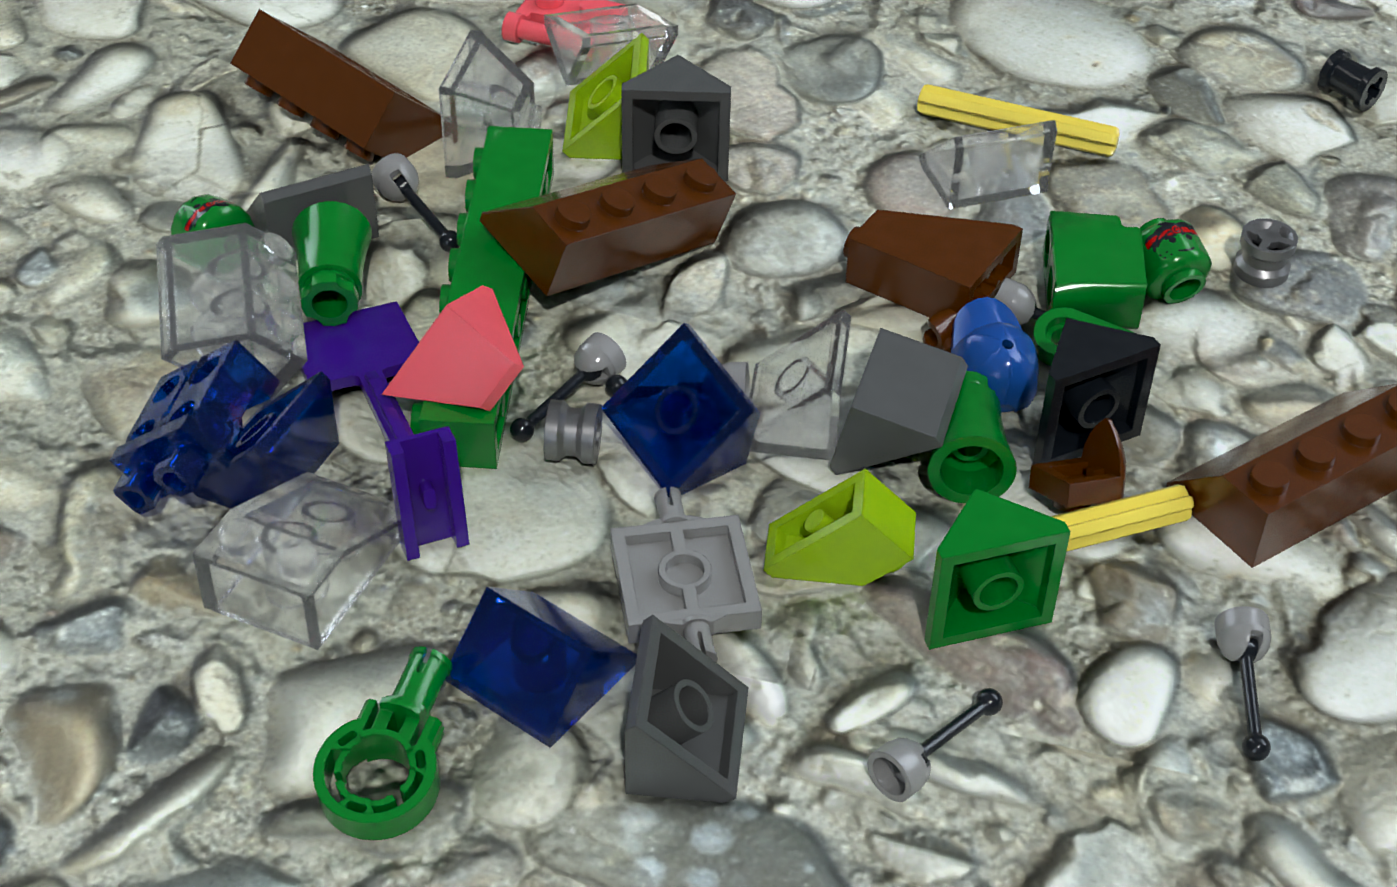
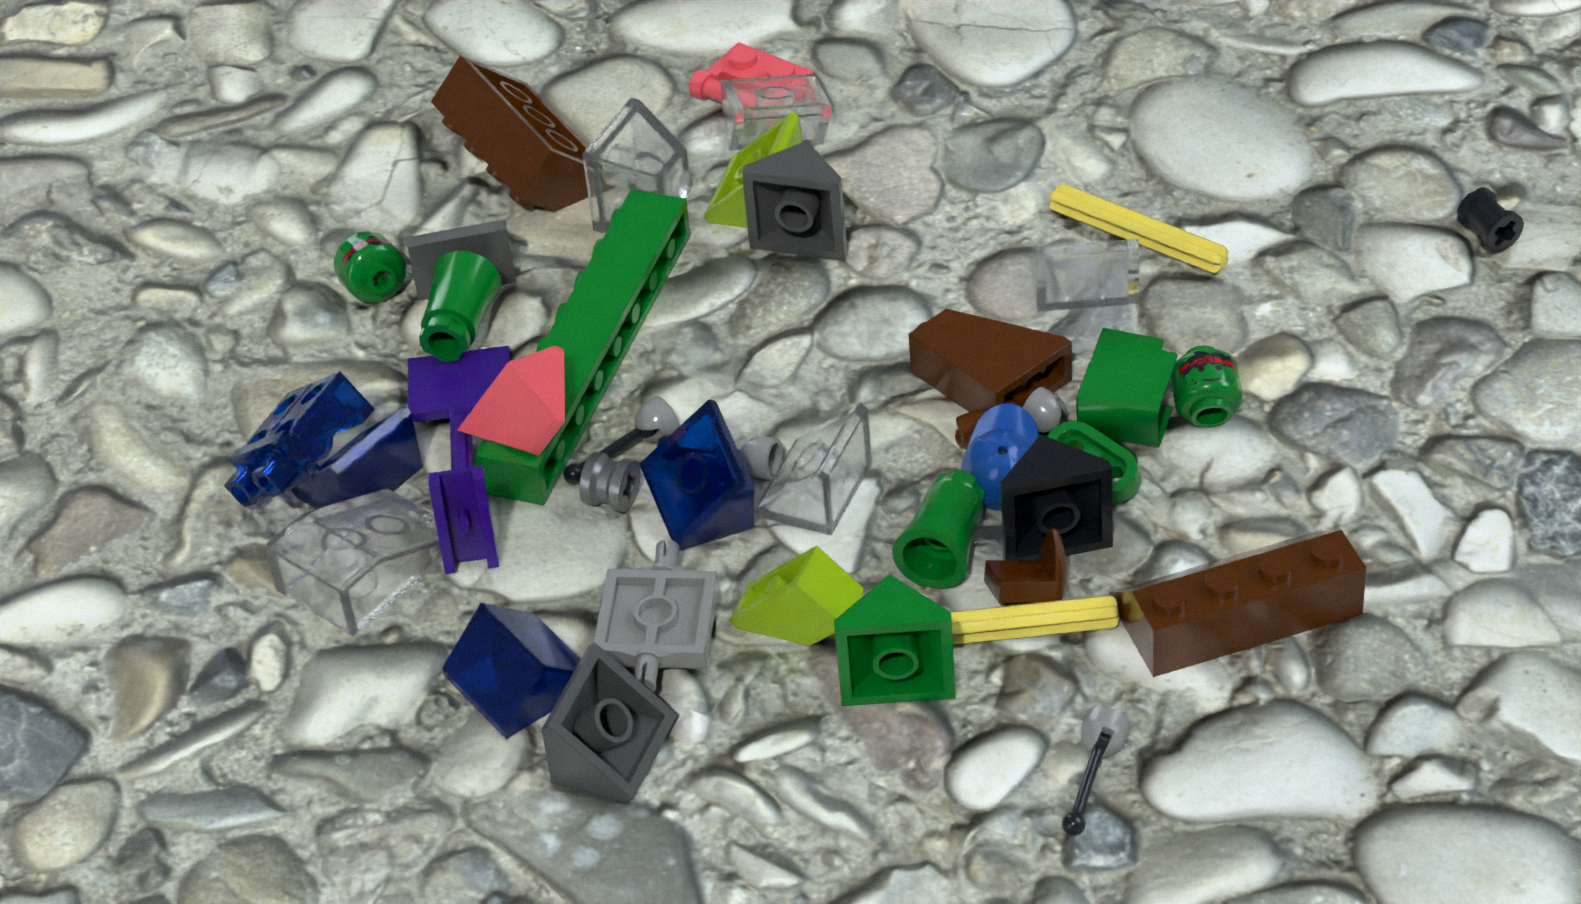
camera: 20 degrees right, 0 degrees up
(227, 289) = (364, 327): clear slope -> none
(395, 732) = (381, 705): green pin -> none
(405, 188) = (547, 239): hinge -> none
(612, 223) = (706, 296): reddish brown slope -> none
(900, 403) = (883, 488): dark grey slope -> none
(902, 764) = (771, 792): light grey hinge -> none
(1265, 253) = (1306, 389): flat silver wheel -> none

